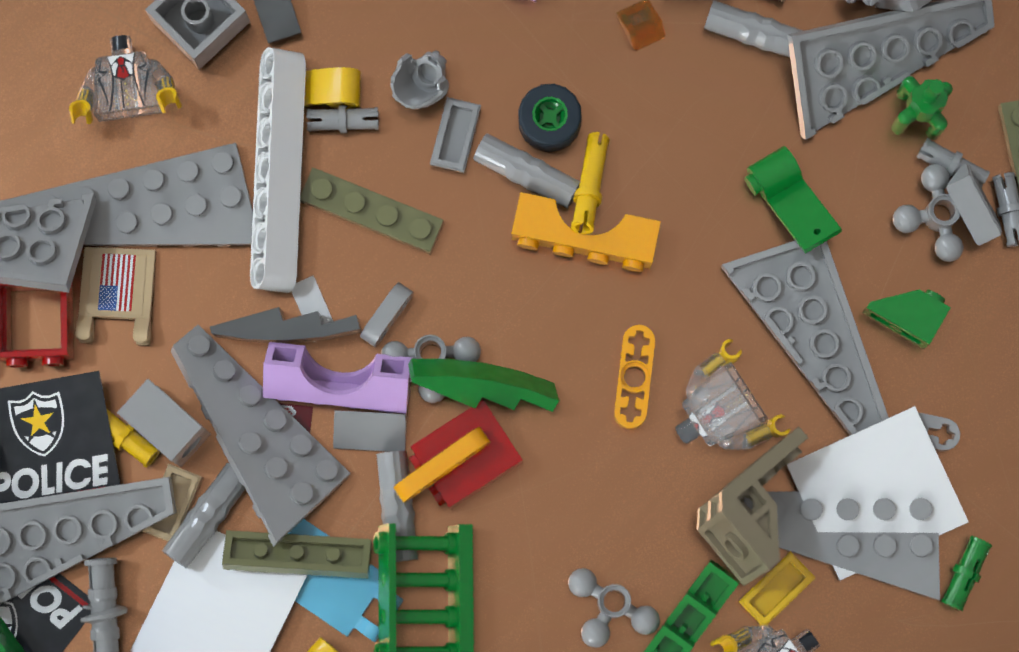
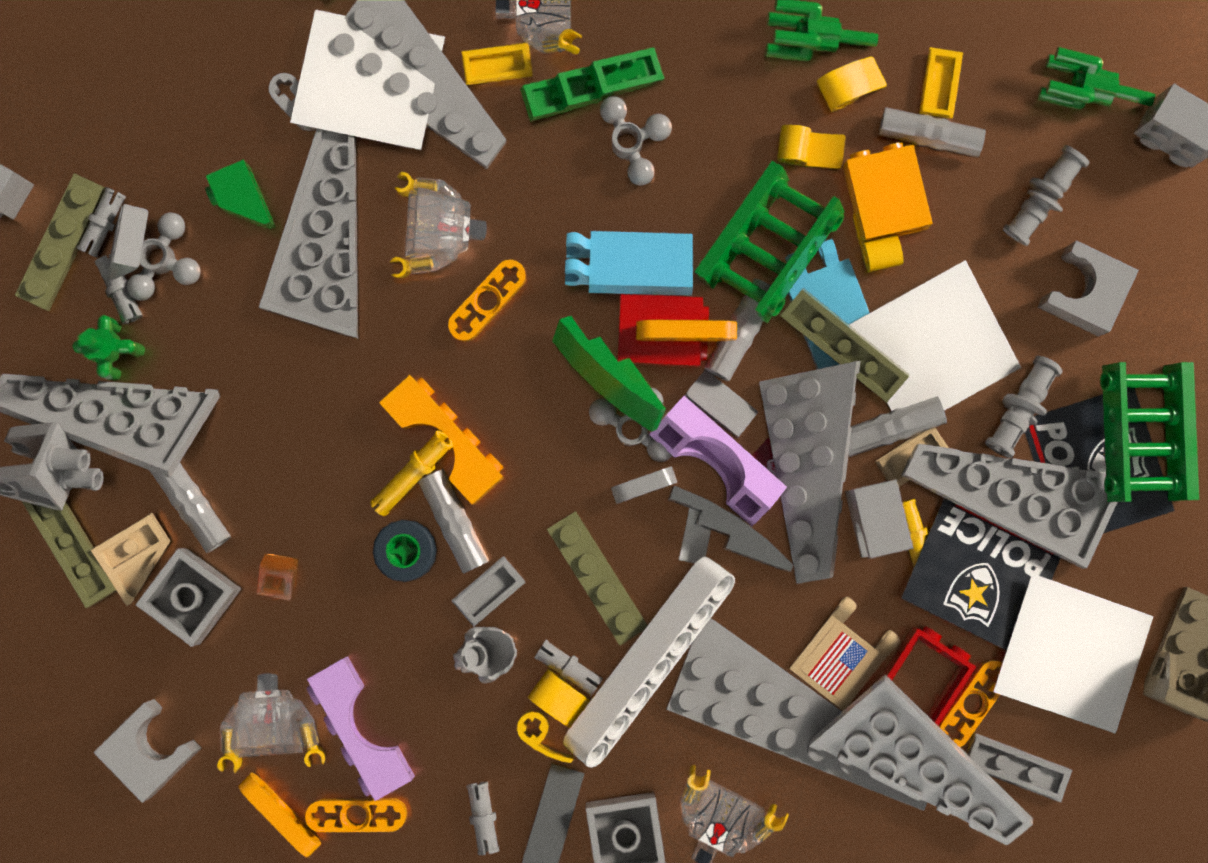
camera: 150 degrees left, 5 degrees up
(328, 42) = (534, 739): none -> yellow panel
(532, 496) = (631, 262): none -> medium azure tile
(745, 536) = (497, 112): dark tan bracket -> none
(791, 199) = (264, 344): green door -> none

